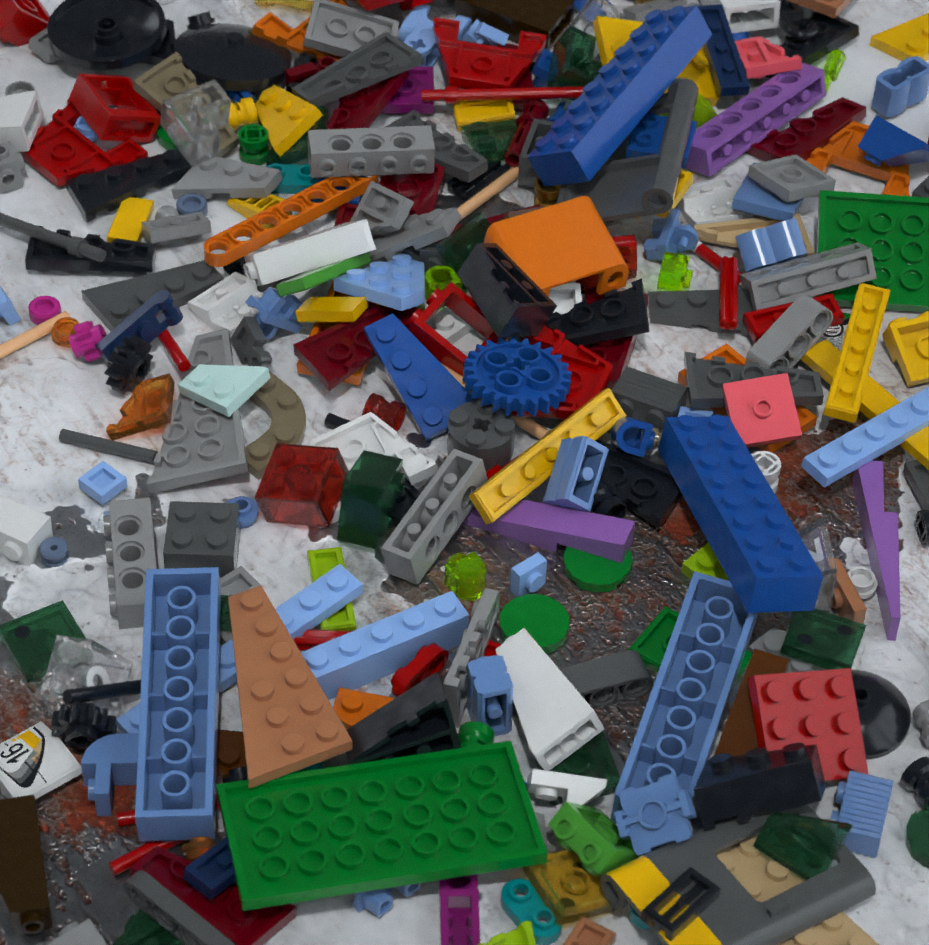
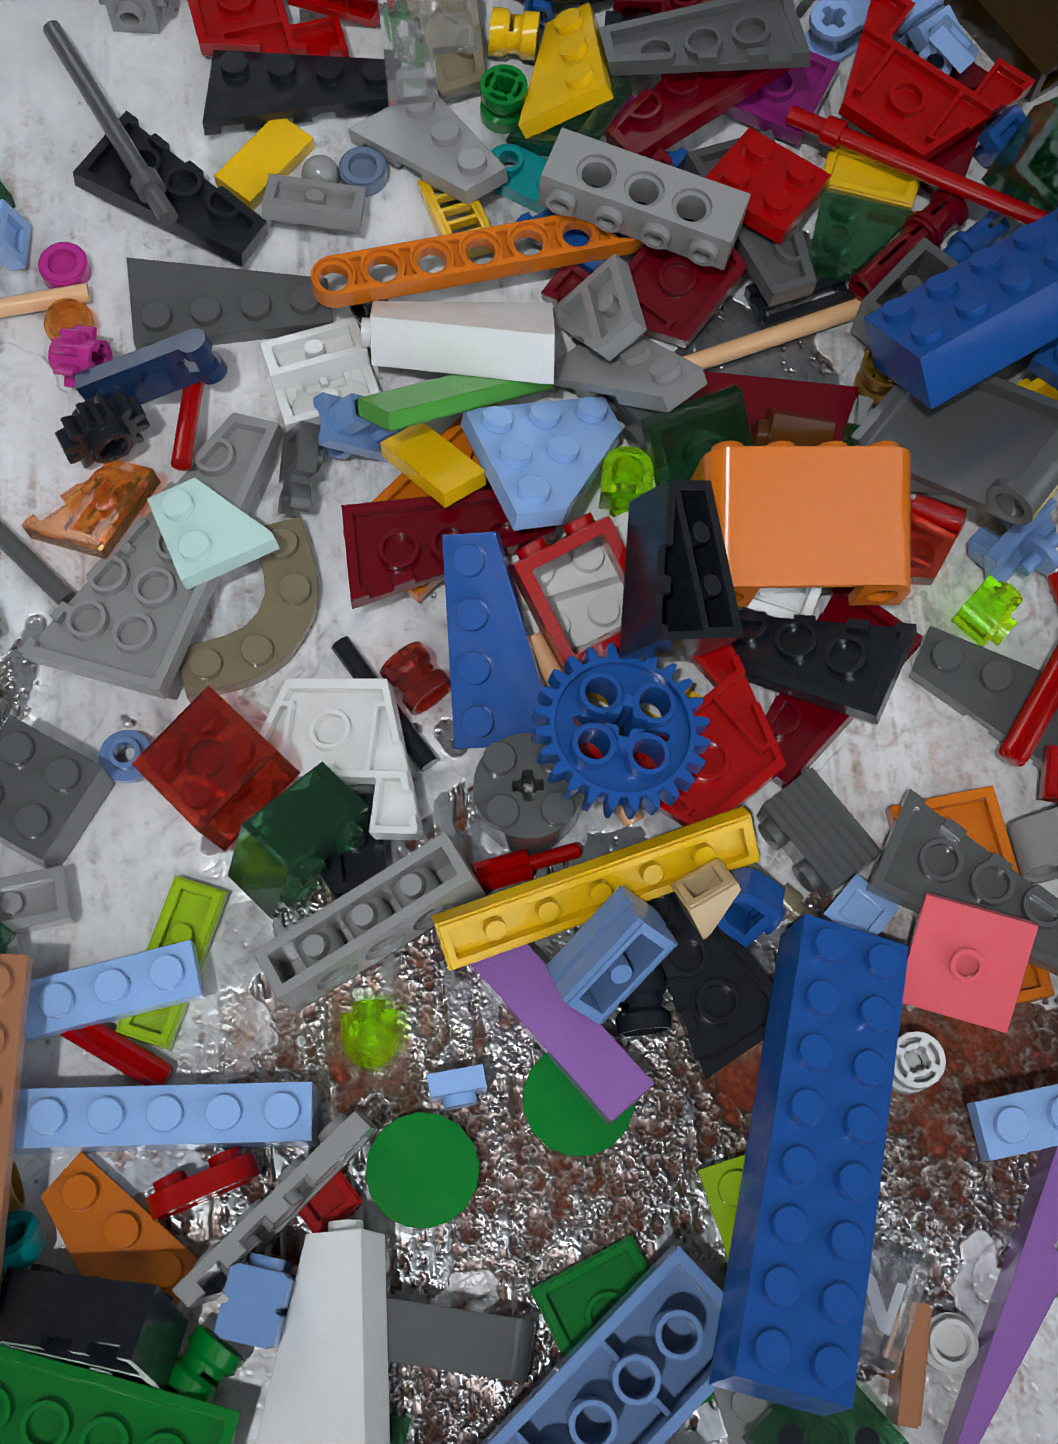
camera: 25 degrees right, 25 degrees up
(445, 125) = (778, 180): none -> red plate
(610, 432) = (706, 895): none -> tan slope

